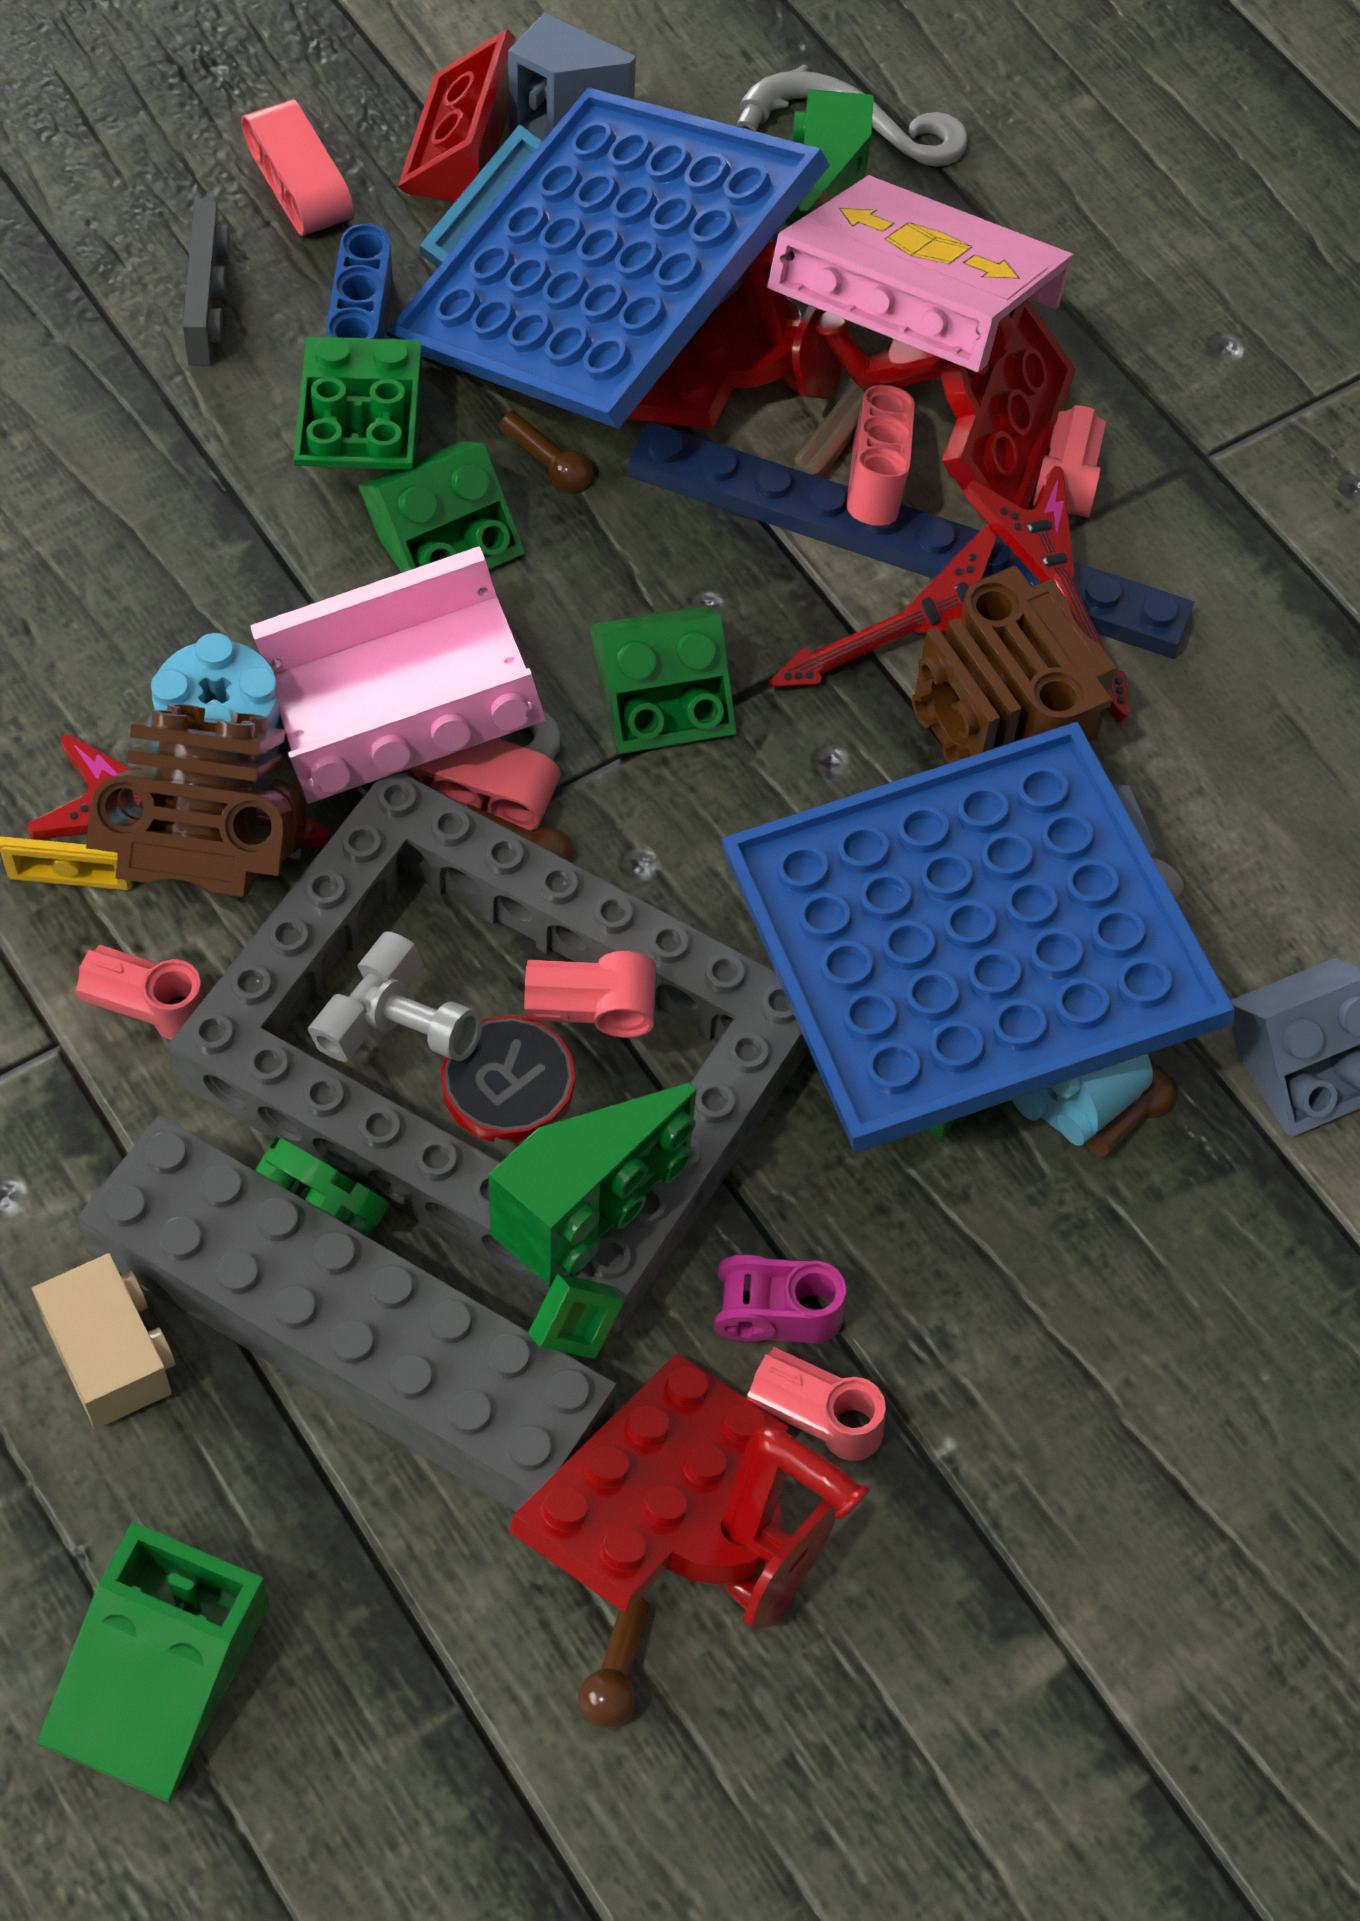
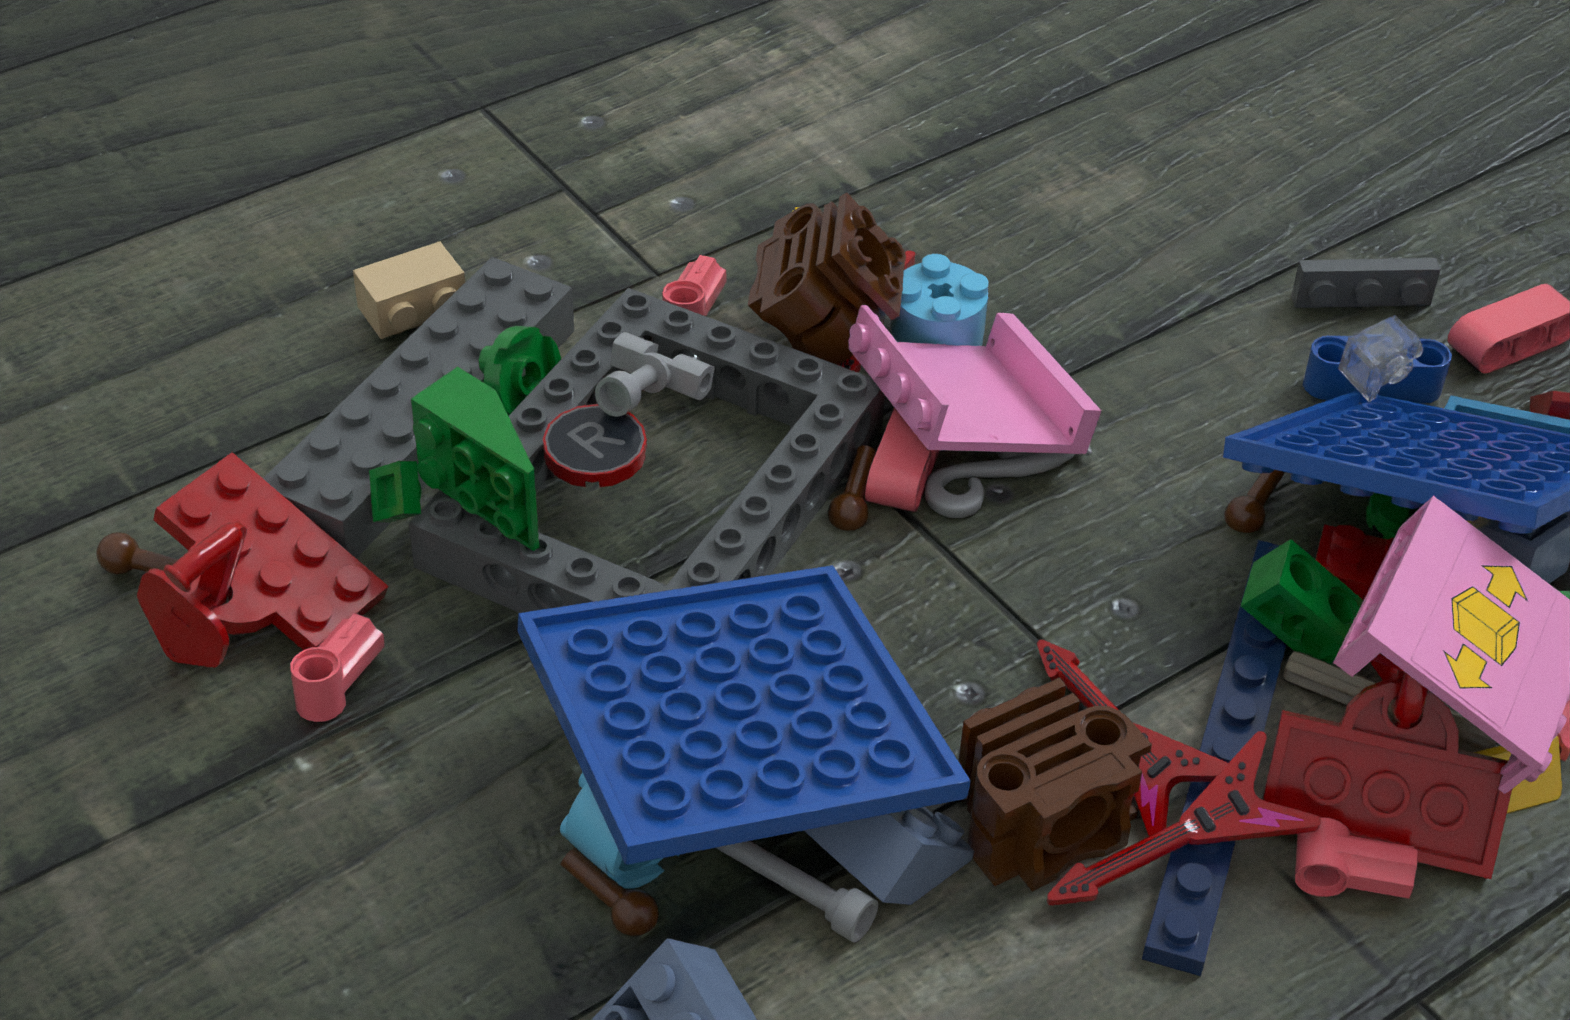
camera: 90 degrees right, 15 degrees down
(153, 1661) = (189, 332): green slope -> none
(359, 403) = (1248, 360): green slope -> none
(398, 279) = (1380, 356): none -> clear brick
(442, 509) = (1161, 425): green slope -> none
(611, 994) = (667, 486): coral piece -> none
(664, 678) = (1024, 562): green slope -> none
(757, 428) = (1300, 601): none -> green brick
(775, 1297) = (427, 646): dark pink piece -> none
(881, 455) = (1275, 679): coral beam -> none

